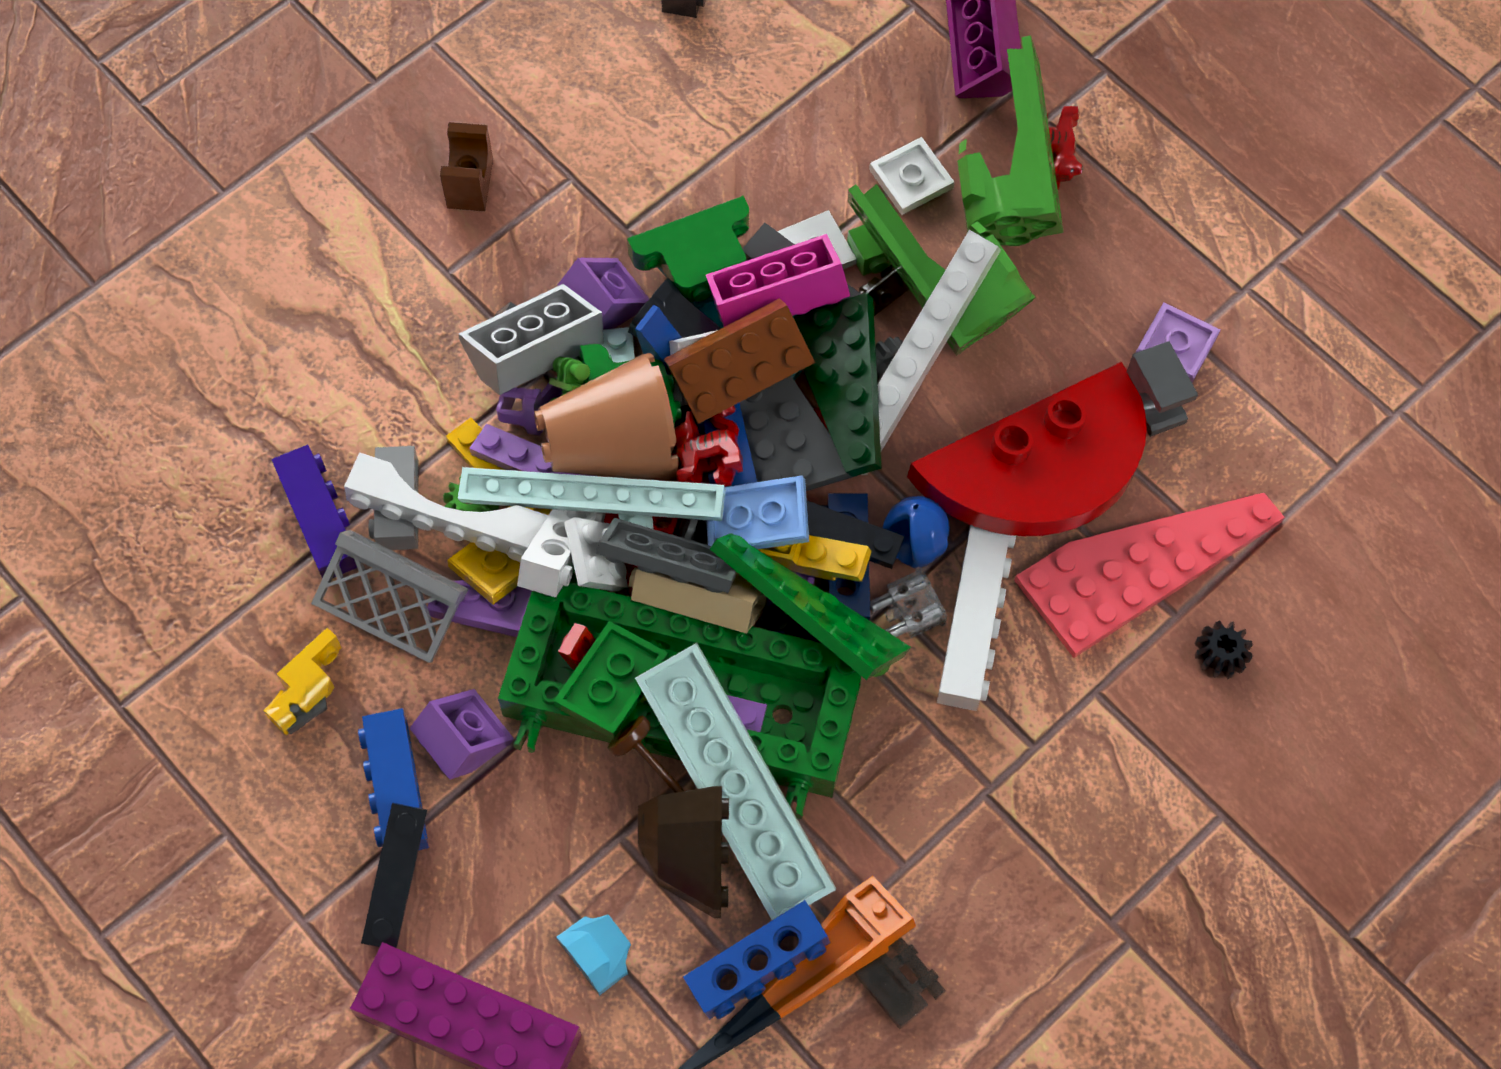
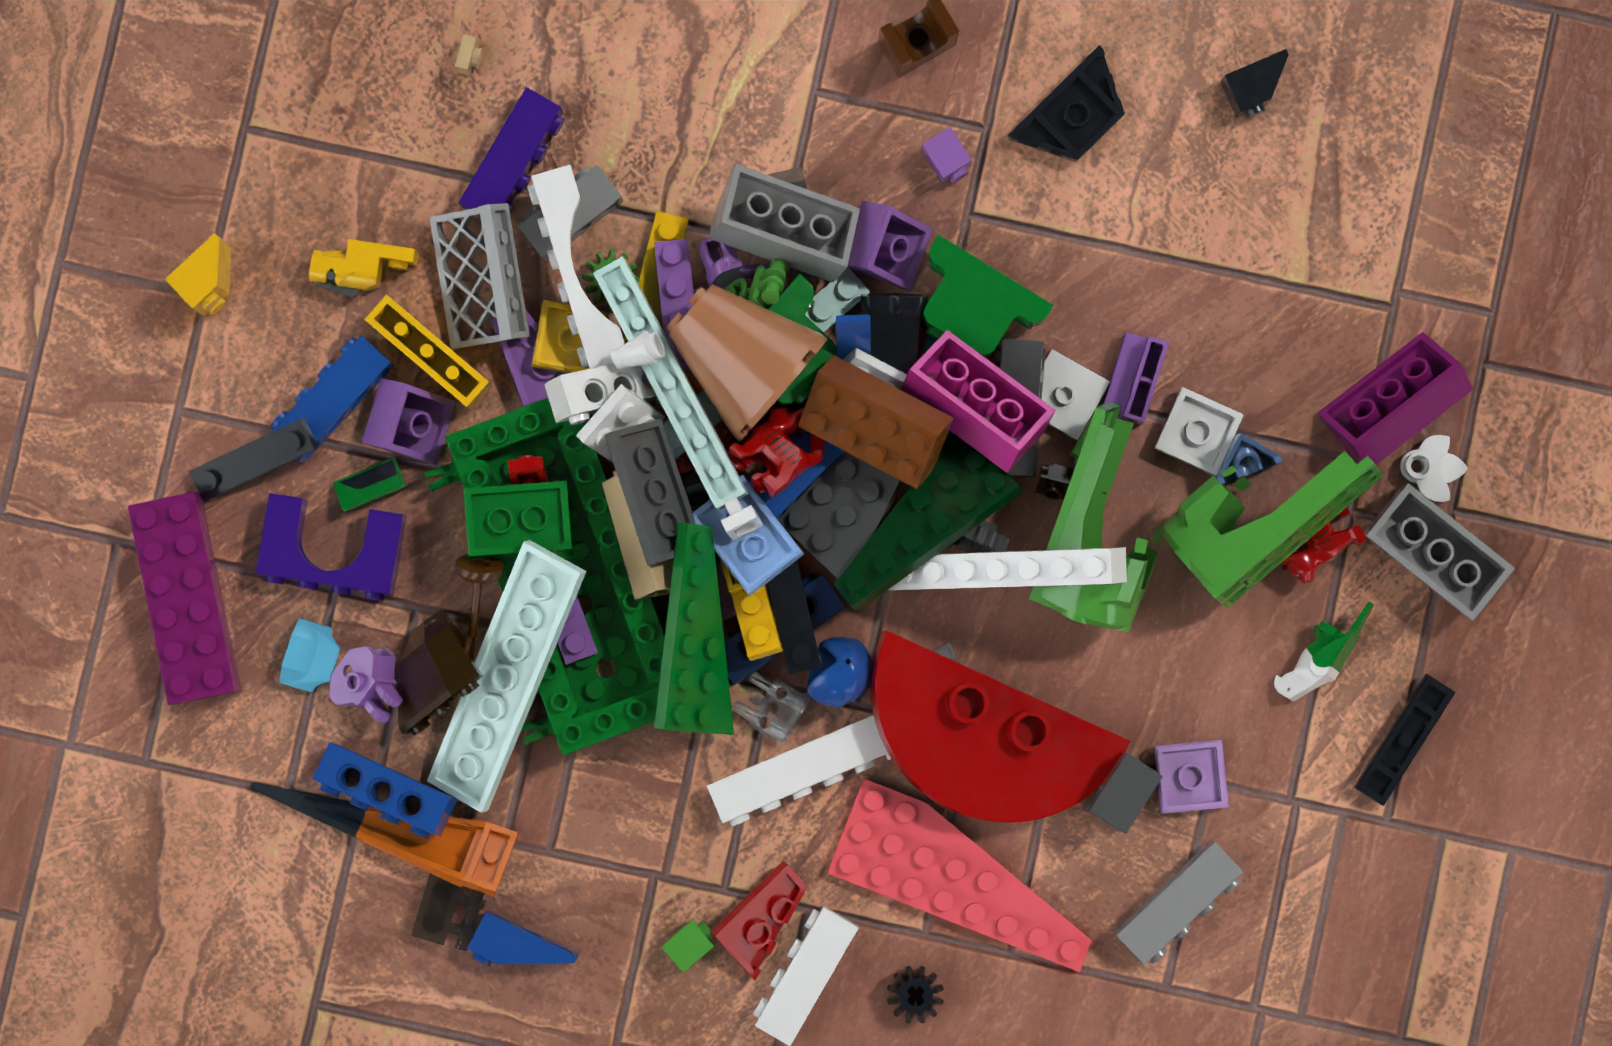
camera: 55 degrees right, 20 degrees up
(210, 490) = (468, 55): none -> tan plate
(211, 813) = (204, 276): none -> yellow slope
(418, 675) = (428, 352): none -> yellow brick
(489, 802) = (370, 485): none -> green slope
(499, 912) = (284, 557): none -> dark purple arch
(548, 494) = (641, 350): none -> white cone
(571, 210) = (947, 156): none -> medium lavender brick
(608, 110) = (1074, 112): none -> black wing
(654, 910) = (368, 683): none -> medium lavender hinge
(742, 503) = (740, 520): none -> white tile
(829, 184) = (1135, 376): none -> medium lavender piece
(947, 150) = (1247, 458): none -> medium blue slope
(960, 949) = (509, 943): none -> blue slope
(1055, 47) = (1437, 468): none -> white plate
(1064, 799) = (689, 944): none -> bright green brick
(1078, 733) = (756, 921): none -> red wing
(1118, 68) = (1439, 551): none -> light grey slope
(1145, 201) = (1321, 658): none -> animal
(1151, 723) = (806, 974): none -> white brick
(1248, 185) = (1404, 739): none -> black plate
(1275, 411) = (1178, 903): none -> light grey brick

